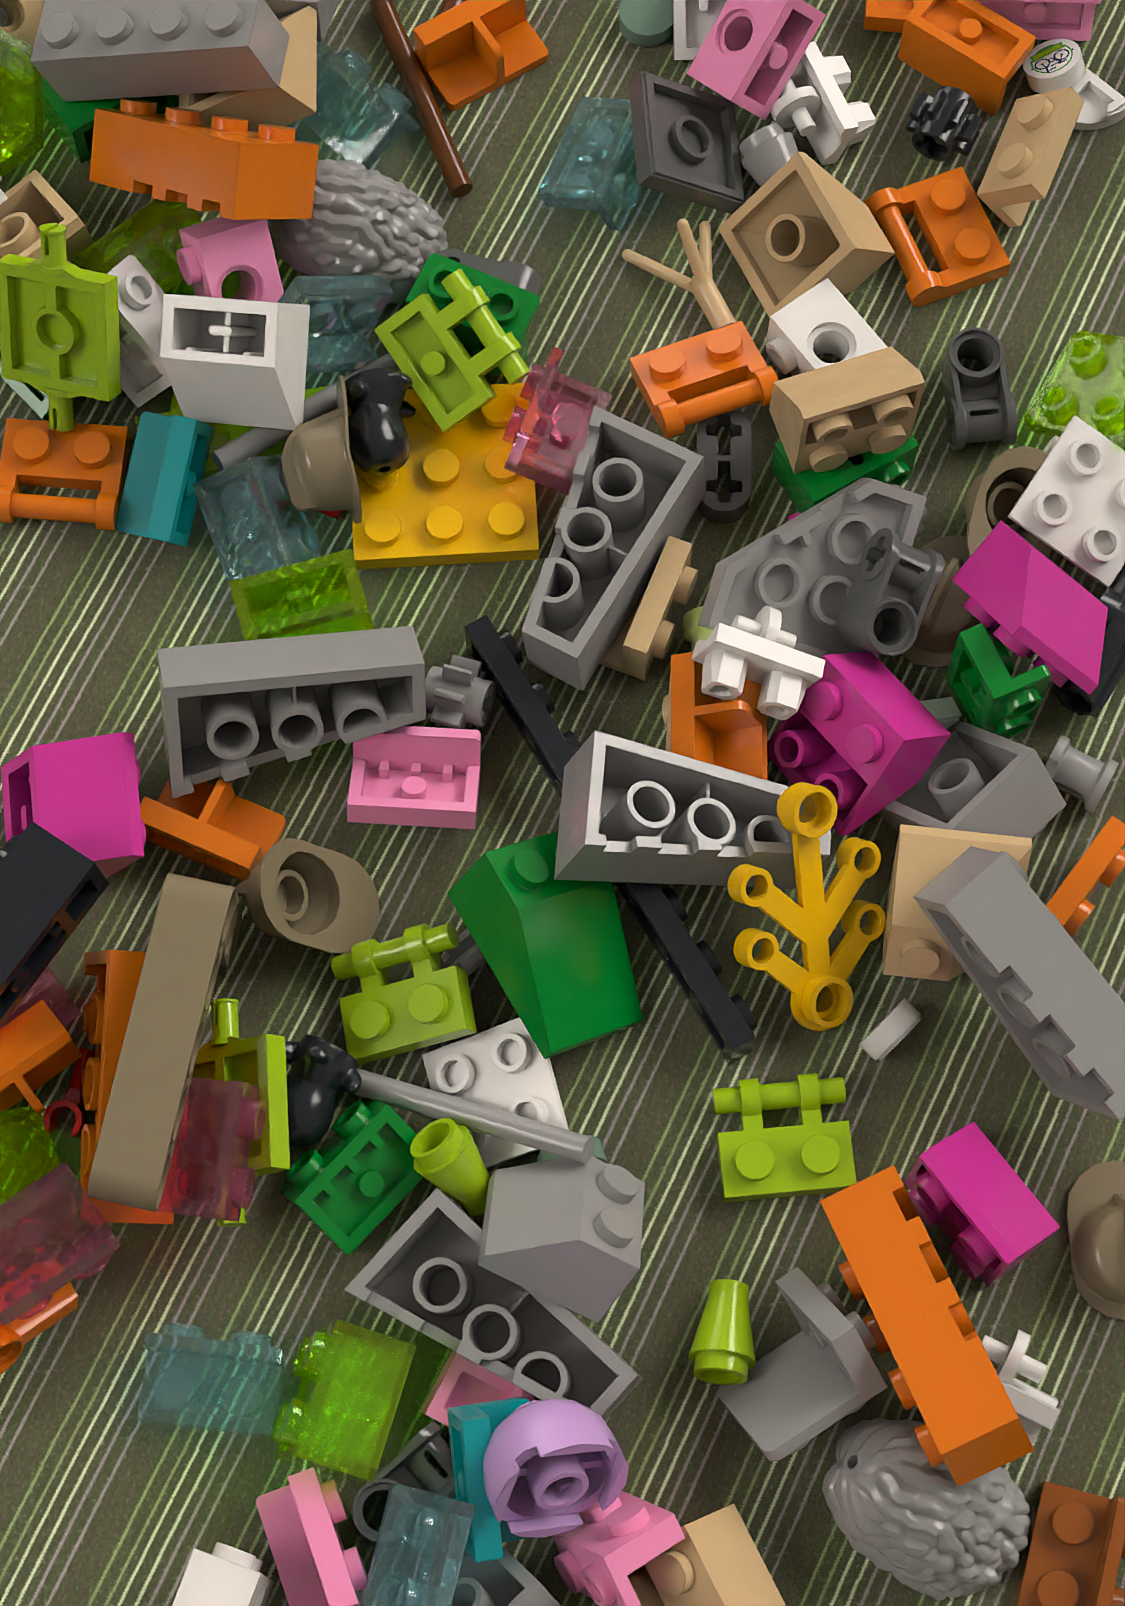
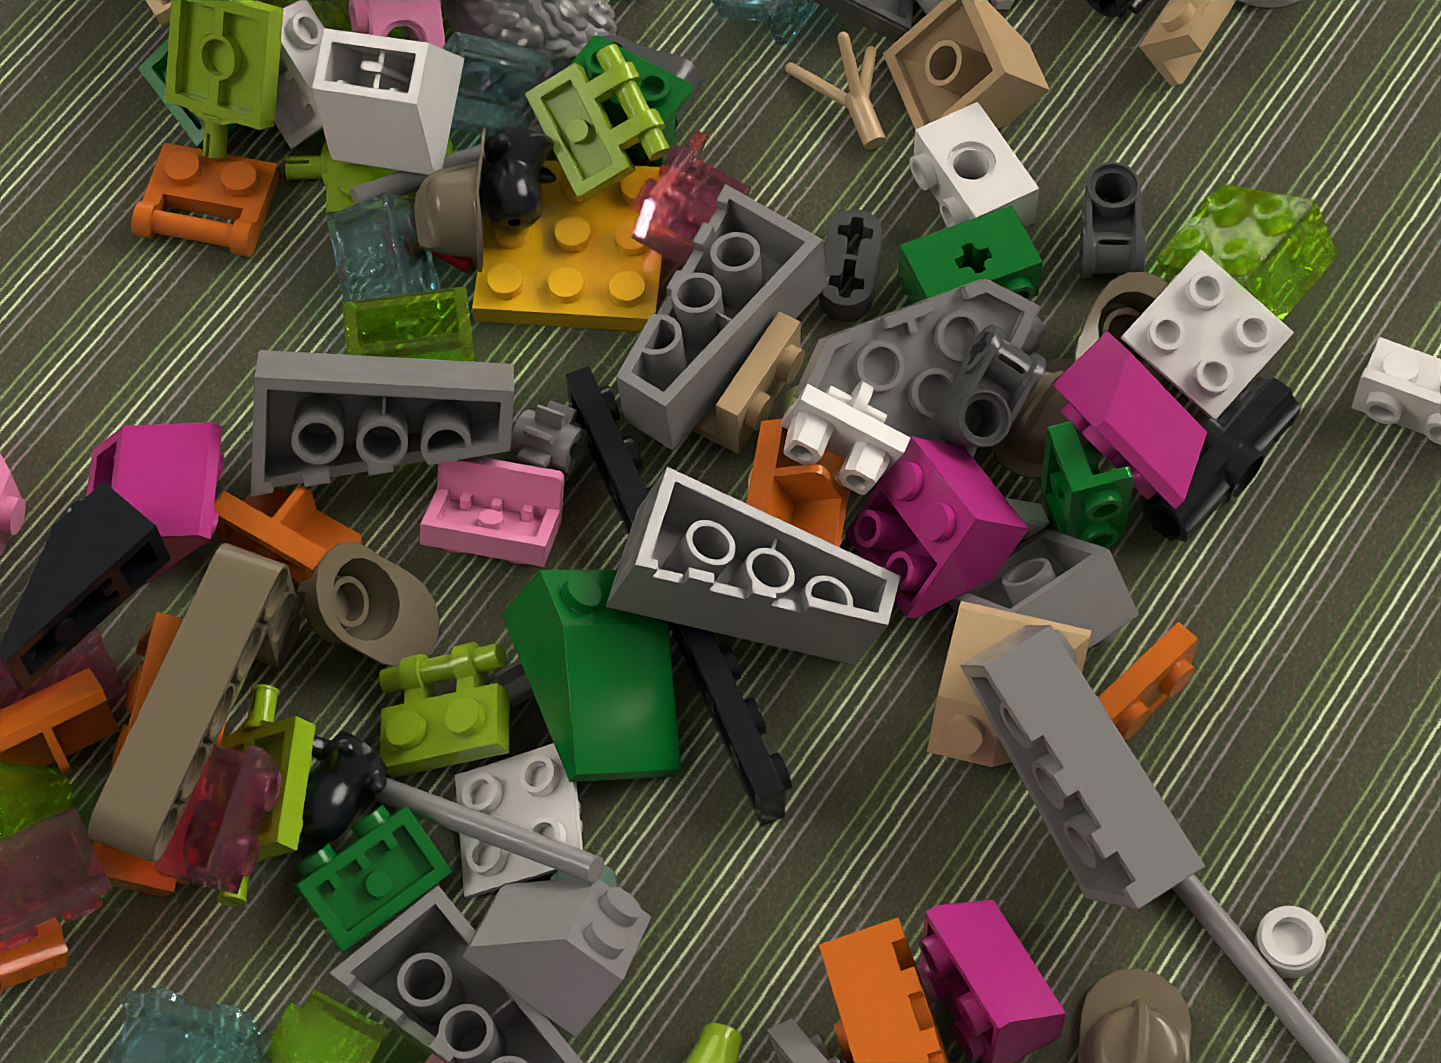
camera: 10 degrees right, 10 degrees down
(72, 1100) = (99, 772): red hand -> none
(158, 486) = (295, 222): teal panel -> none
(452, 1163) = (462, 870): lime cone -> none
(702, 378) = (844, 181): orange plate -> none
(787, 1158) = (793, 920): lime plate -> none
(815, 914) = (864, 683): yellow plant -> none
(846, 409) = (971, 216): tan slope -> none
(891, 1030) = (927, 808): white tile -> none
(953, 229) = (1113, 76): orange plate -> none
(1079, 773) = (1158, 590): light grey bush -> none

